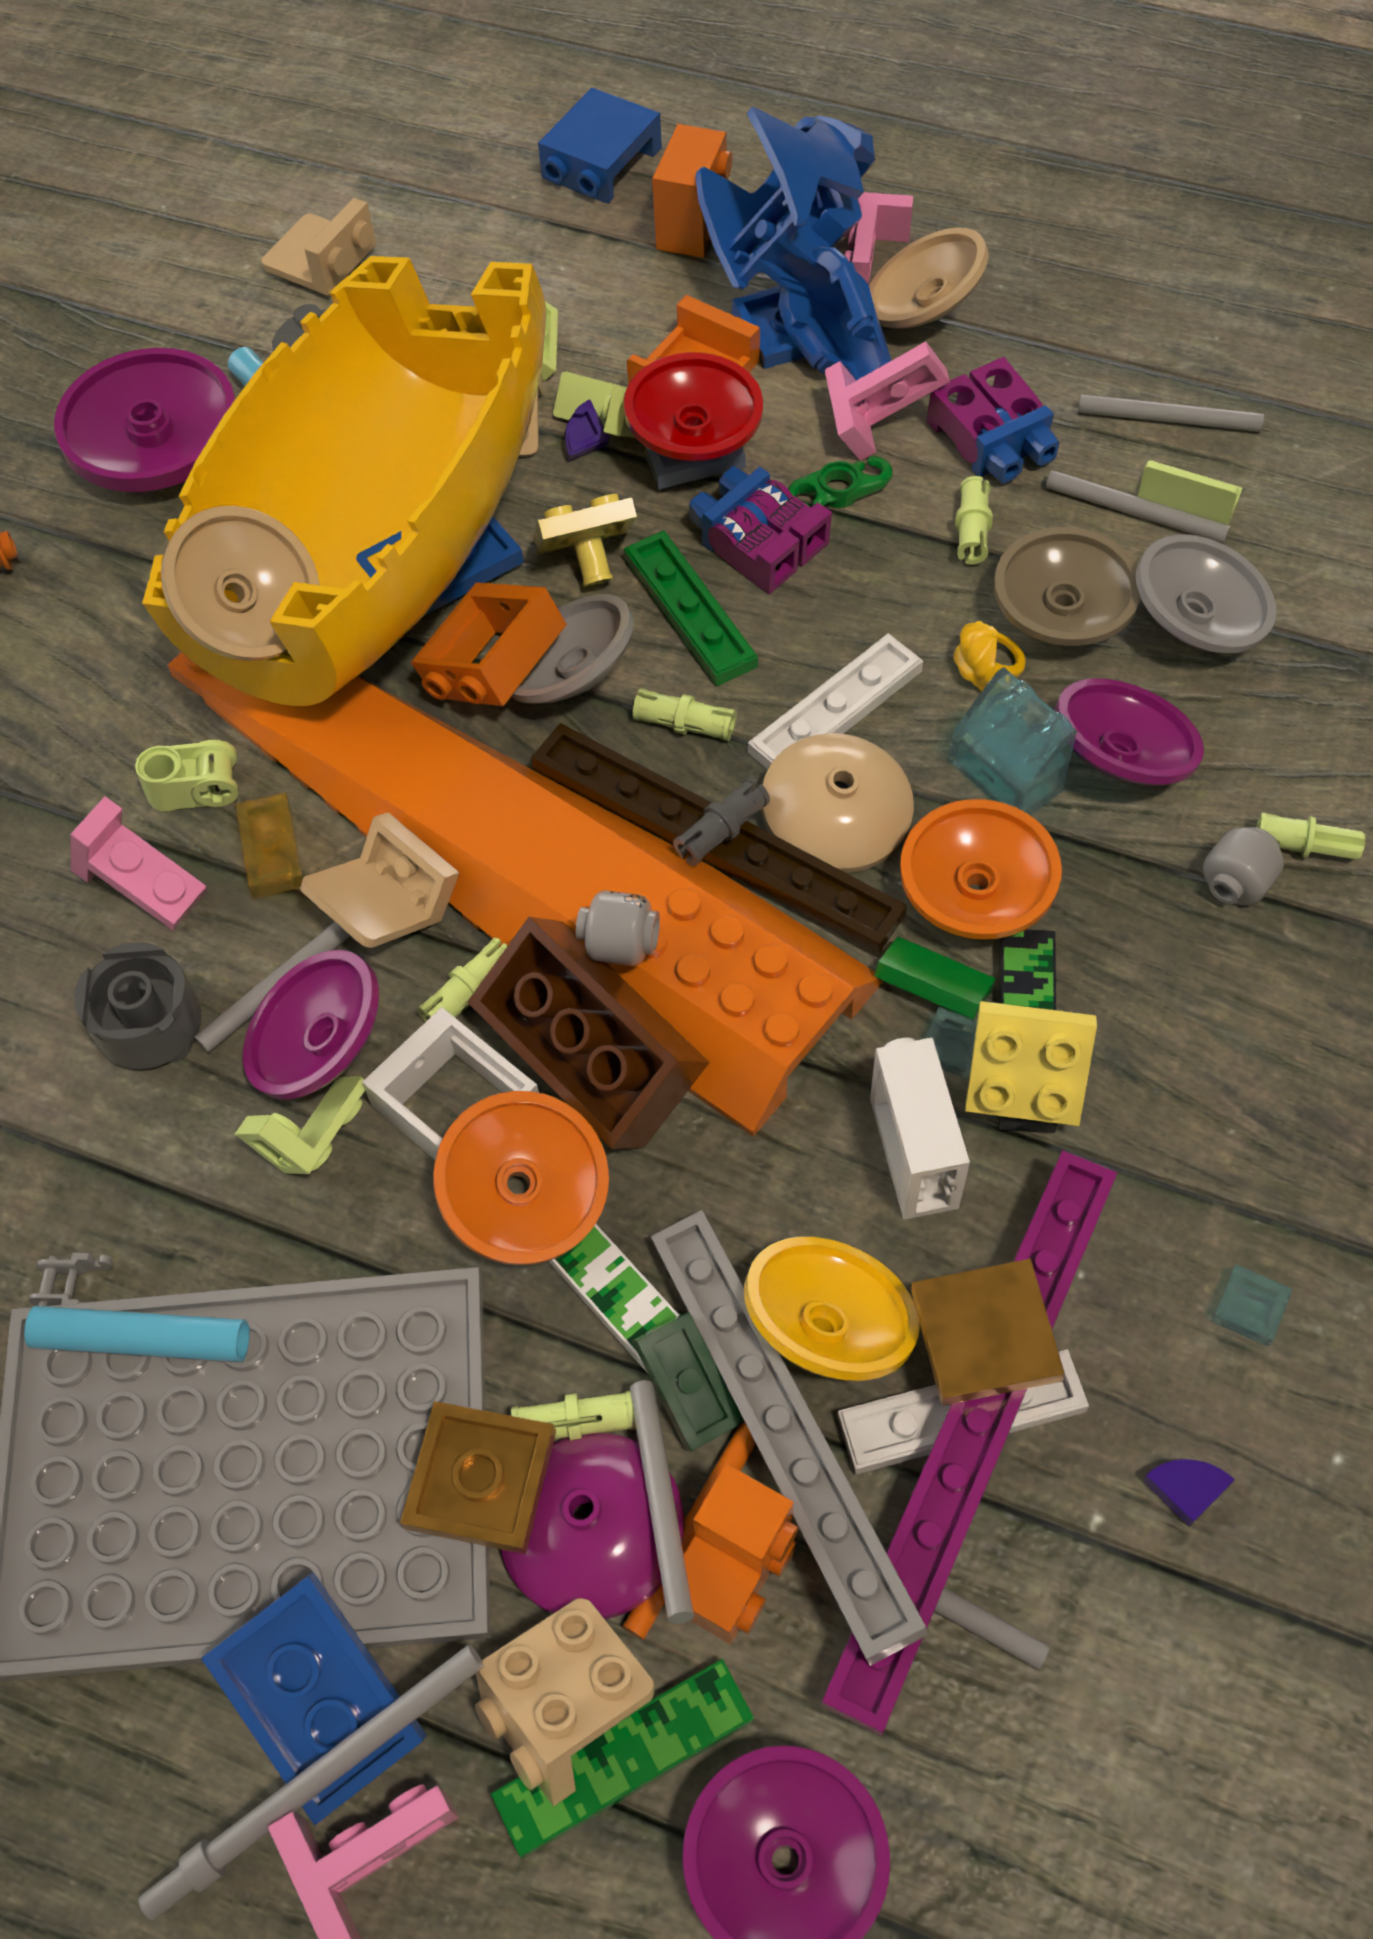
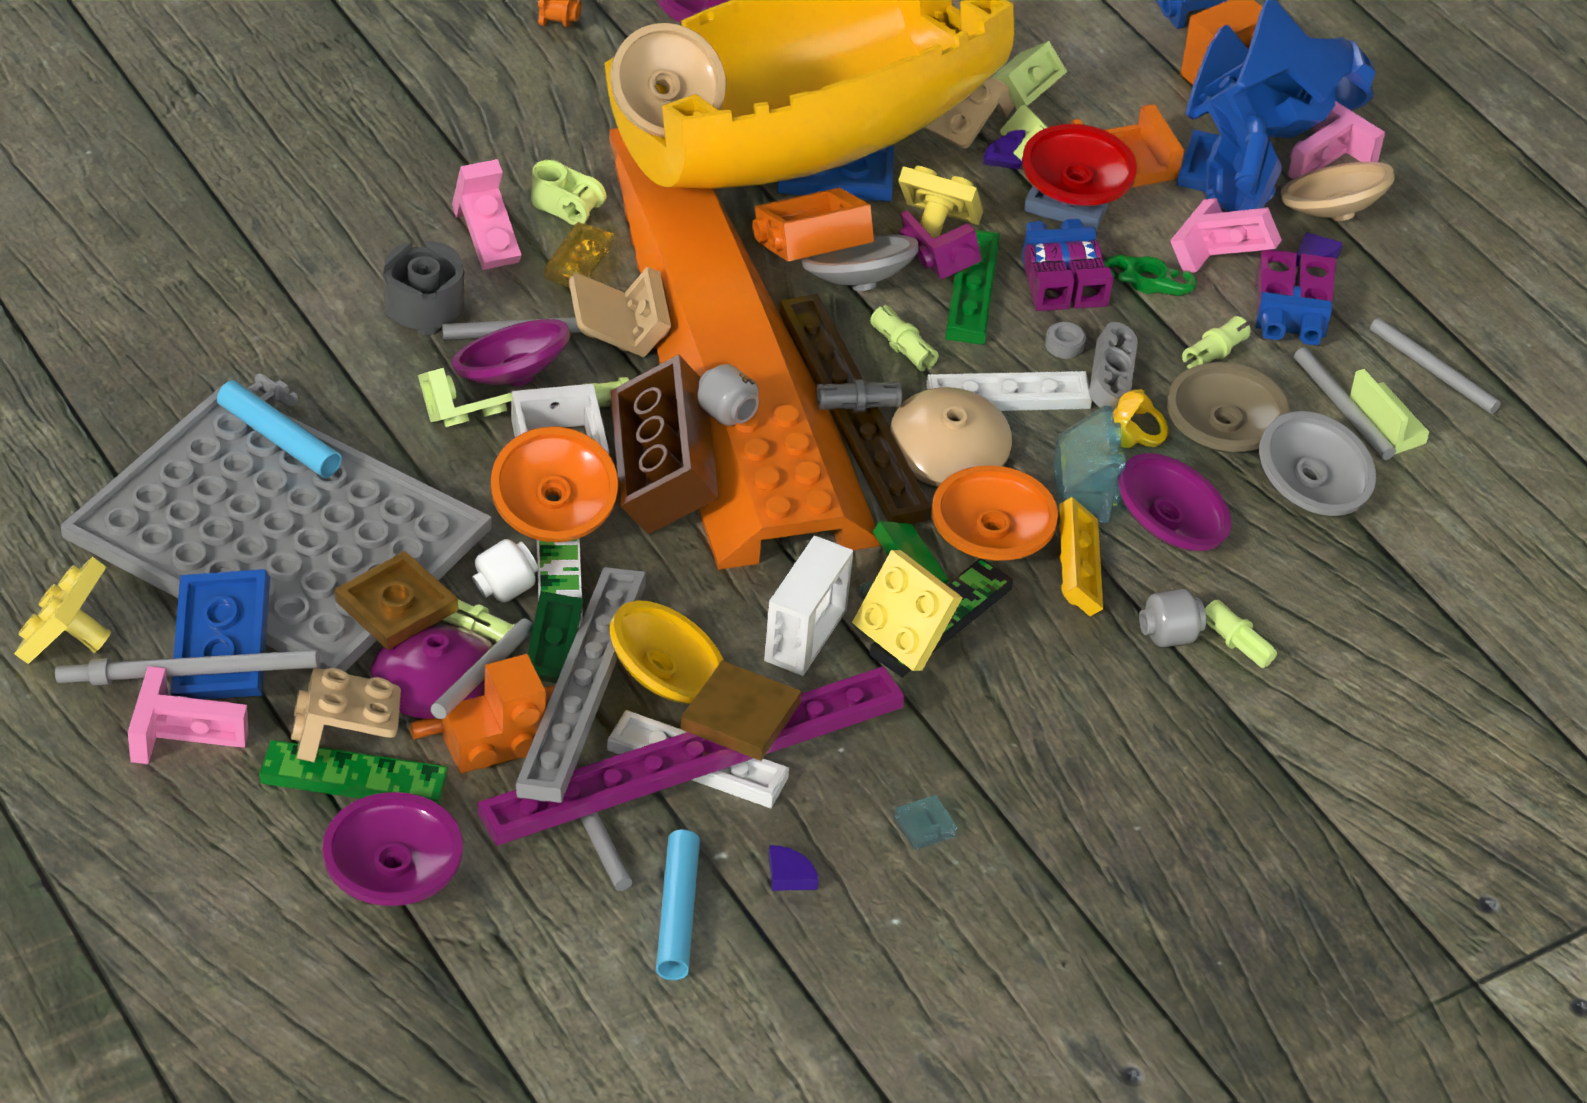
camera: 30 degrees right, 15 degrees down
(92, 1825) = (63, 612): none -> light yellow plate
(551, 1326) = (505, 570): none -> white head
(646, 593) = (945, 253): none -> magenta bracket
(831, 609) = (1065, 340): none -> light grey tile
(925, 632) = (1121, 356): none -> light grey beam
(957, 355) = (1318, 246): none -> dark purple tile
(1093, 859) = (1080, 557): none -> yellow plate
(1131, 1642) = (678, 905): none -> medium azure piece

